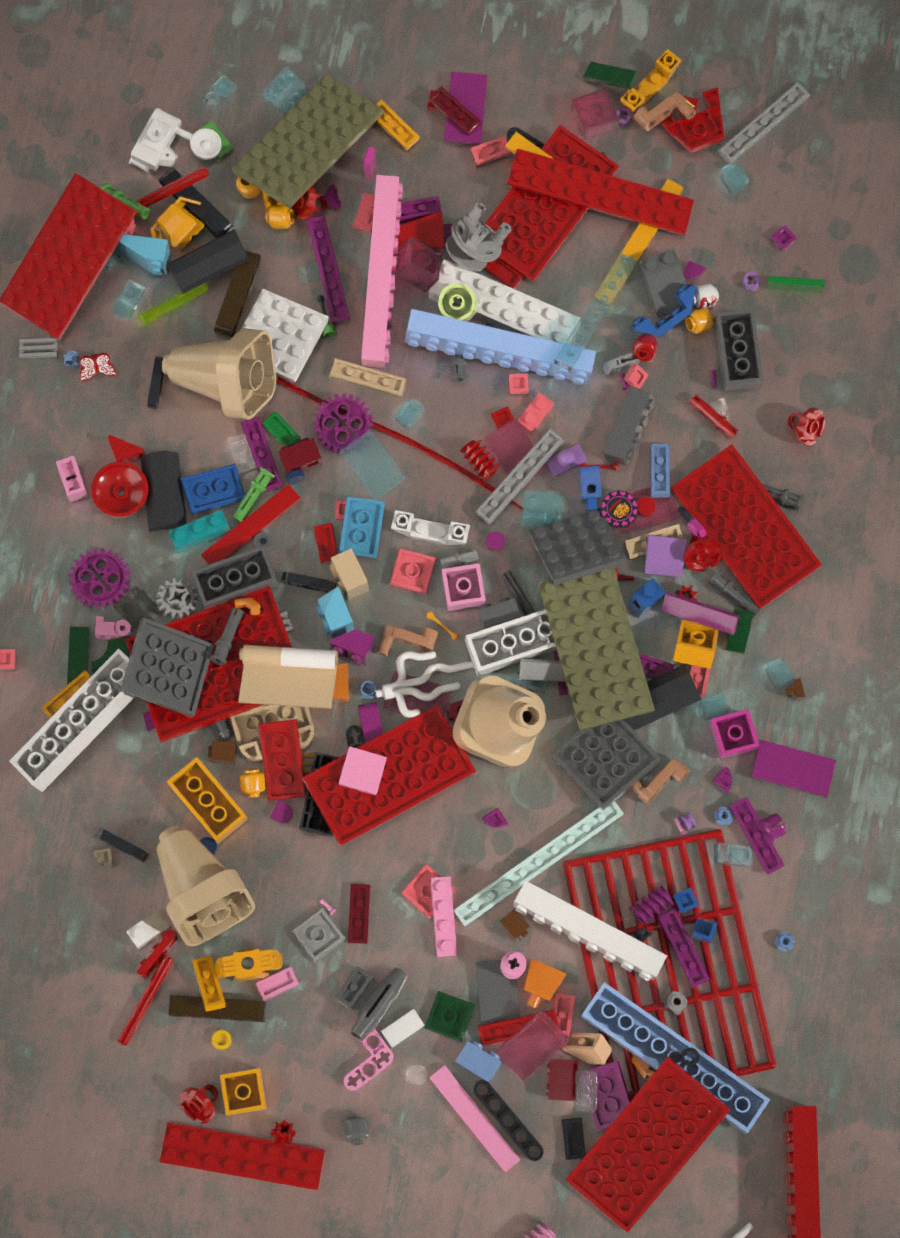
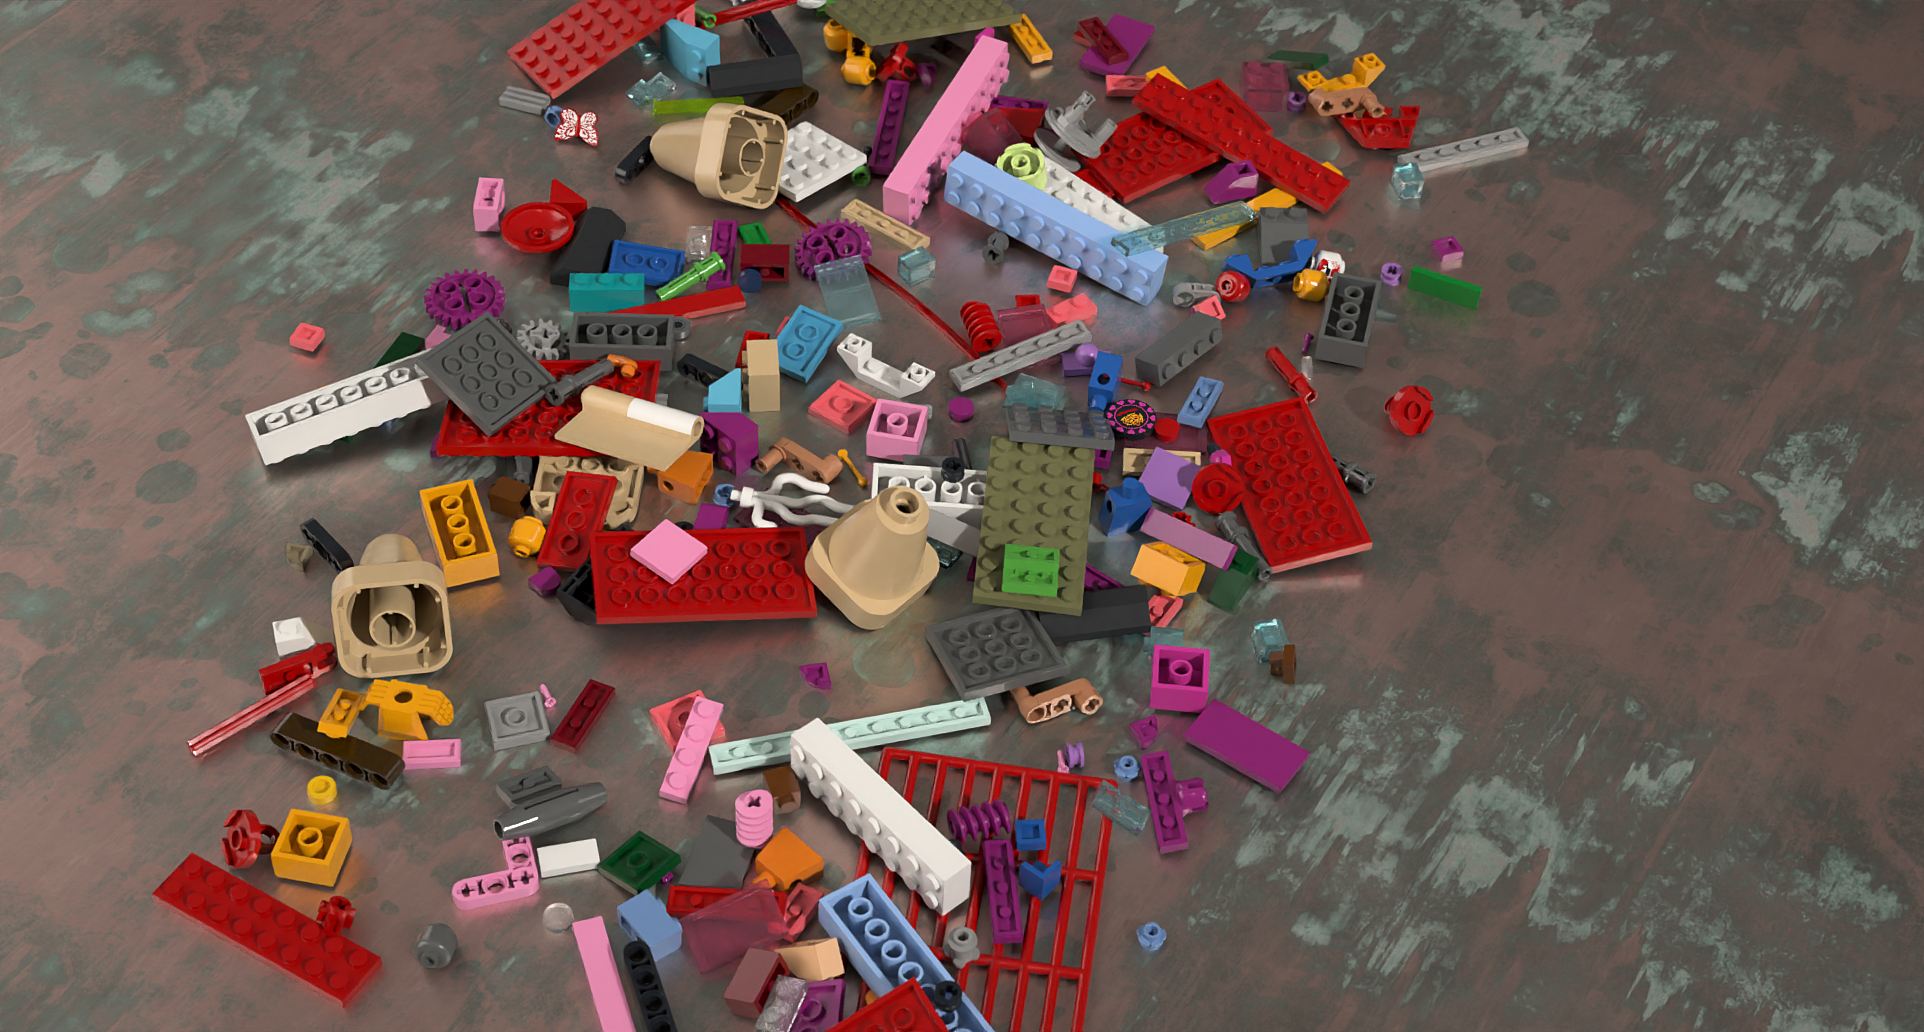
camera: 20 degrees right, 30 degrees down
(177, 224) = (741, 36): light orange piece -> none
(522, 628) = (951, 464): none -> black bush
(607, 235) = (1233, 182): none -> magenta slope
(612, 697) = (1030, 570): none -> bright green slope
(693, 270) = (1326, 244): magenta tile -> none

